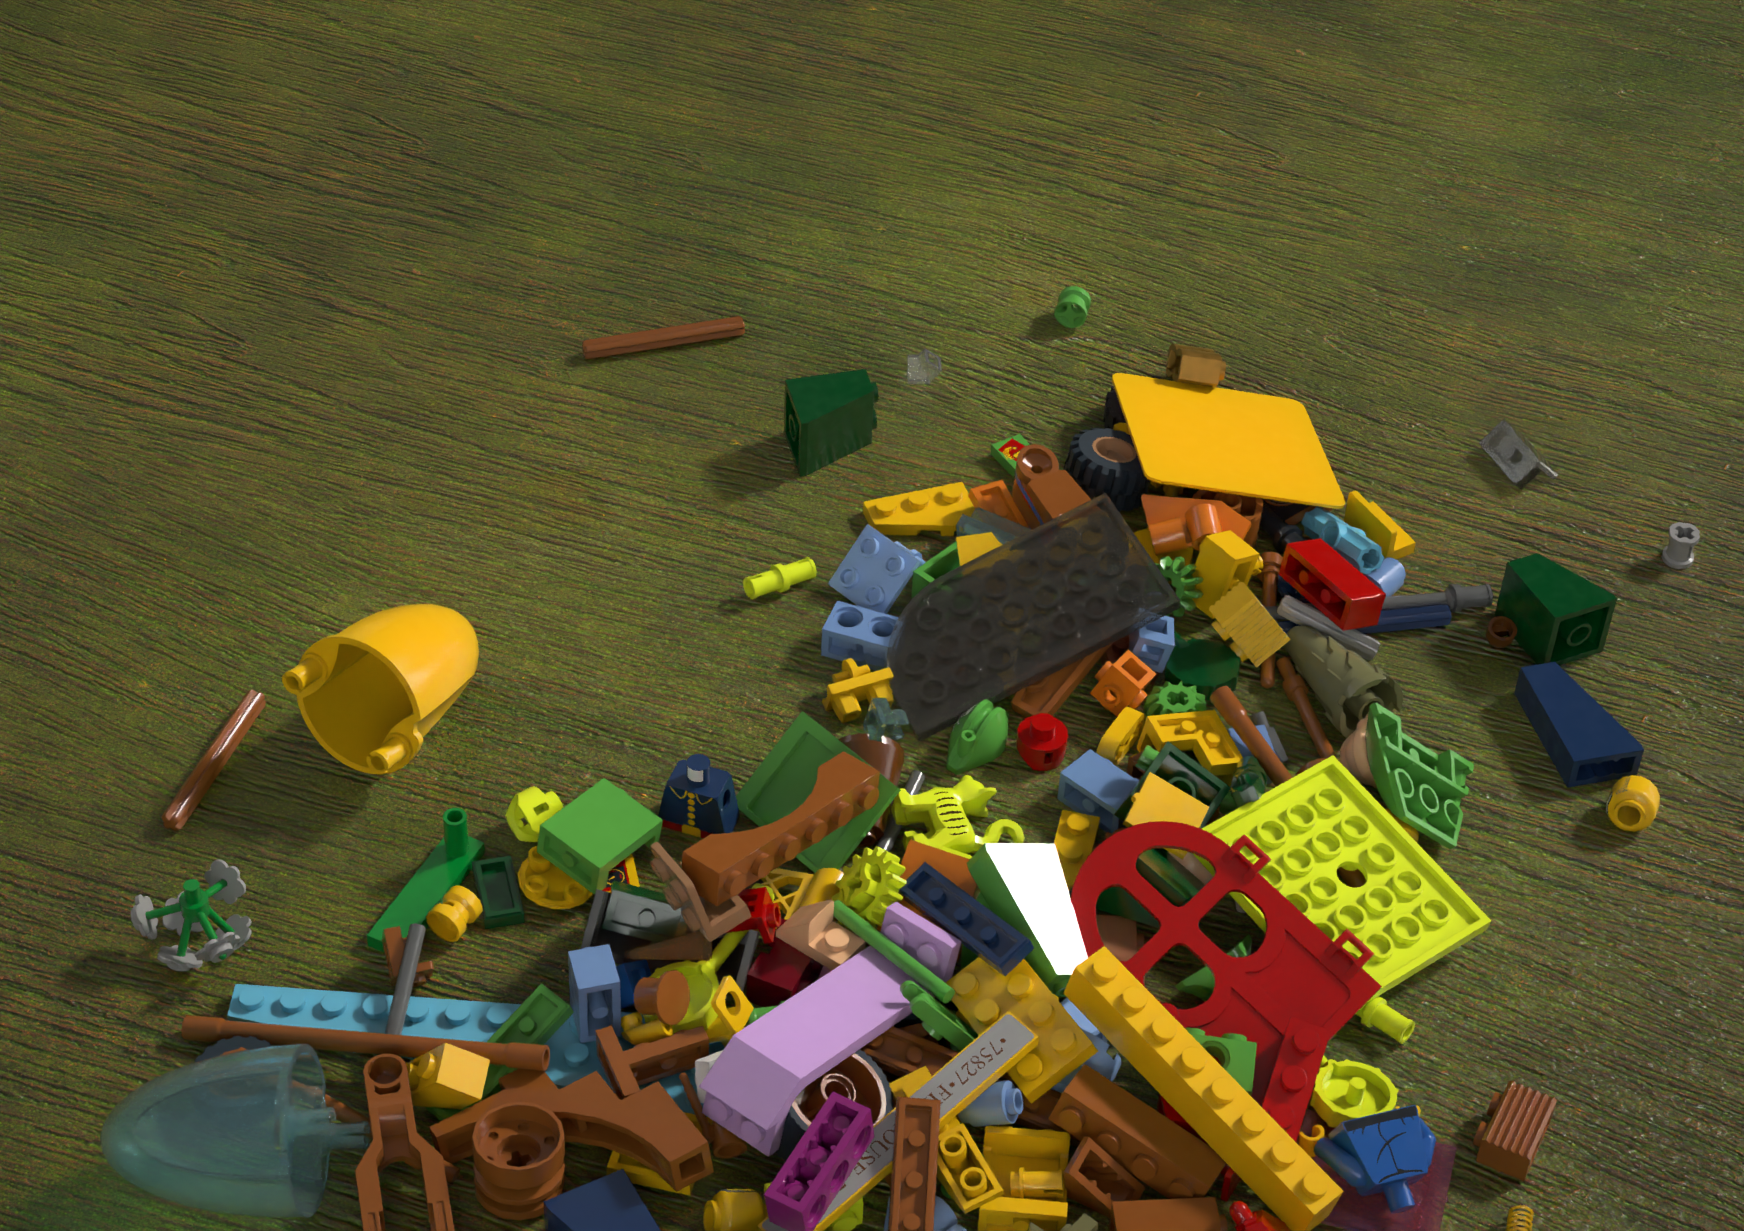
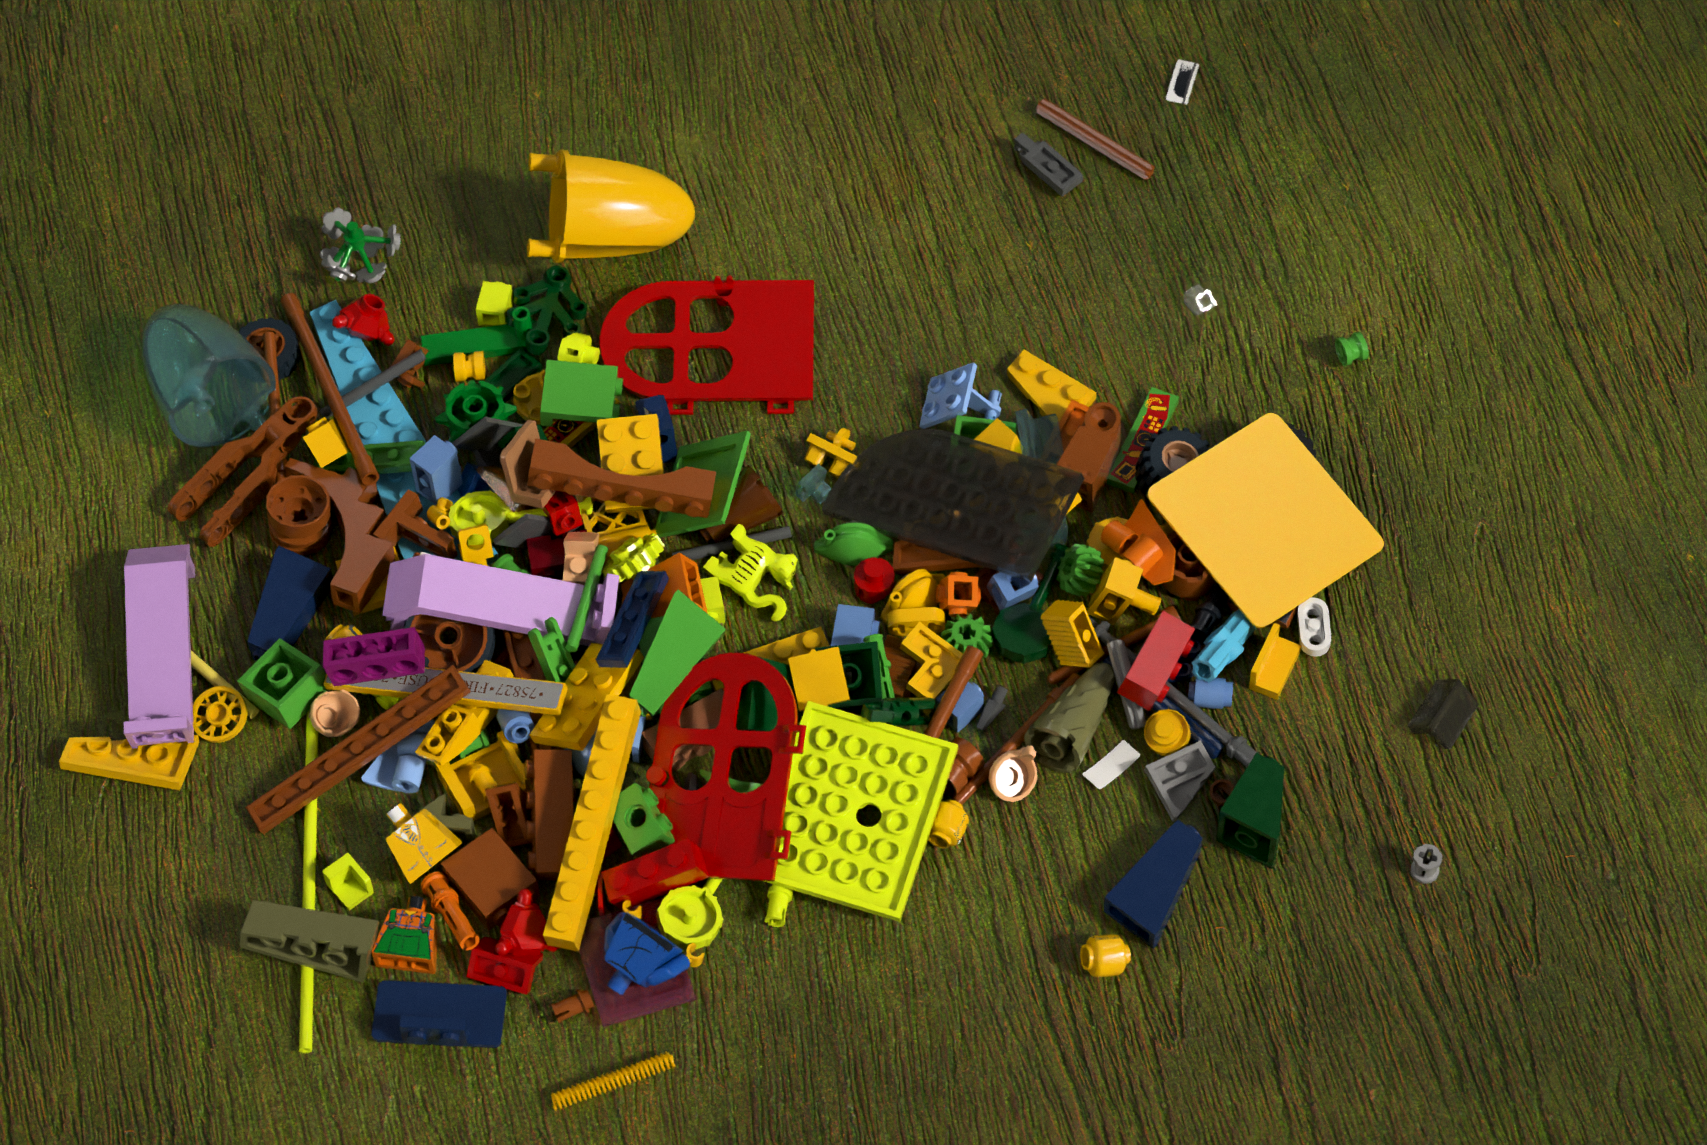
camera: 60 degrees right, 15 degrees up
(213, 760) = (484, 173): dark orange axle -> none
(299, 962) = (365, 319): none -> red rock
(395, 850) = (493, 303): none -> neon yellow brick
(416, 787) = (554, 281): none -> dark green plant
(531, 936) = (470, 404): none -> green brick
(657, 665) = (767, 341): none -> red door
(658, 258) = (1182, 81): none -> sticker
(660, 378) = (1048, 164): none -> dark grey hinge
(663, 997) = (456, 507): dark orange piece -> none
(736, 802) = (630, 448): none -> yellow brick
(779, 578) = (906, 348): neon yellow pin -> none
(828, 417) = (1074, 279): dark green slope -> none
(857, 635) = (880, 425): medium blue brick -> none
(1085, 721) = (913, 591): none -> yellow hat
(1195, 365) = (1341, 456): pearl gold brick -> none
(1365, 481) = (1314, 629): none -> white plate
(1403, 632) = (1167, 732): none -> yellow plate
(1410, 705) = (1112, 765): none -> white sticker
(1414, 780) = (999, 812): bright green wedge -> none
(1459, 652) = (1180, 777): none -> light grey wing
(1515, 1129) = (733, 1023): dark orange brick -> none

